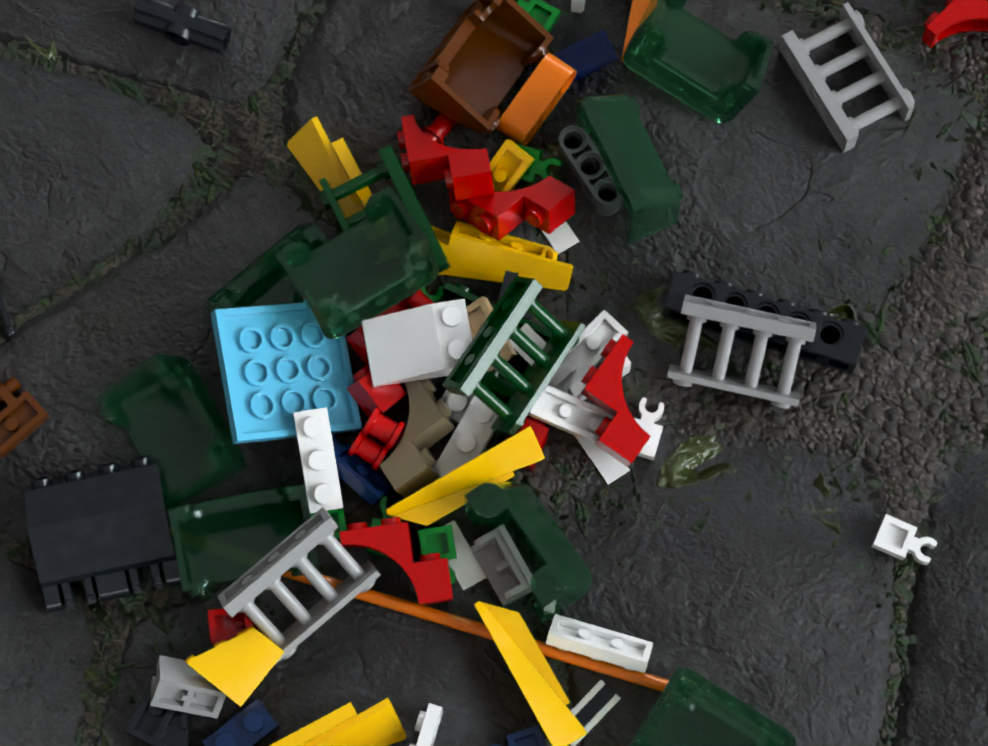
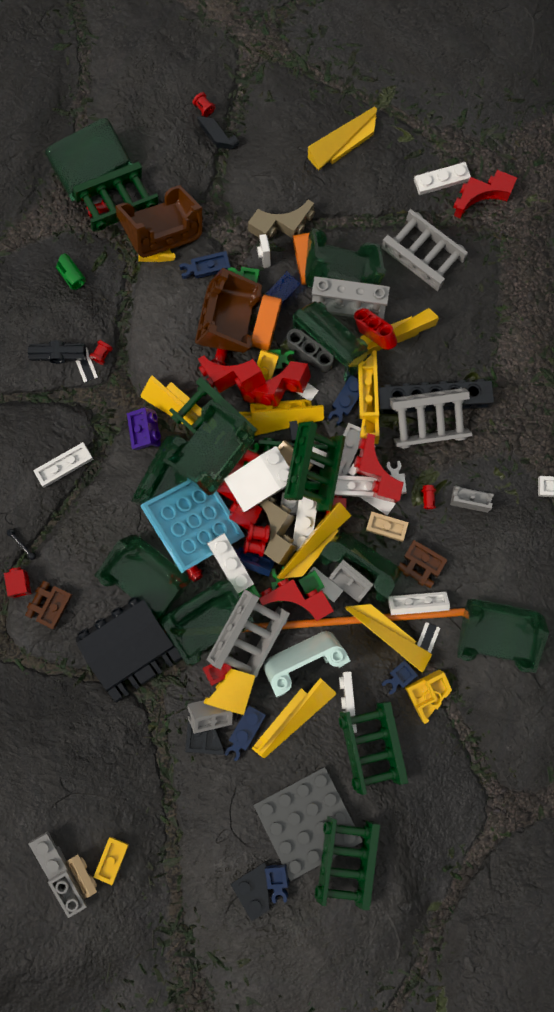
camera: 20 degrees left, 5 degrees up
(118, 206) = (63, 465): none -> white plate
(219, 68) = (87, 369): none -> sticker
(251, 50) = (101, 352): none -> red bush
(256, 454) = (194, 573): none -> red pin
(270, 196) = (143, 428): none -> dark purple bracket
(330, 654) = (317, 646): none -> light aqua windscreen
(599, 500) = (387, 526): none -> tan plate
(620, 271) = (346, 399): none -> dark blue plate
(641, 578) = (424, 558): none -> reddish brown plate
(654, 281) = (369, 396): none -> yellow wedge
(687, 110) = (347, 297): none -> light grey fence
(688, 479) = (429, 496): none -> red pin
(709, 174) = (375, 328): none -> red beam
(747, 194) = (407, 328): none -> yellow wedge
(757, 509) = (471, 499): none -> light grey hinge

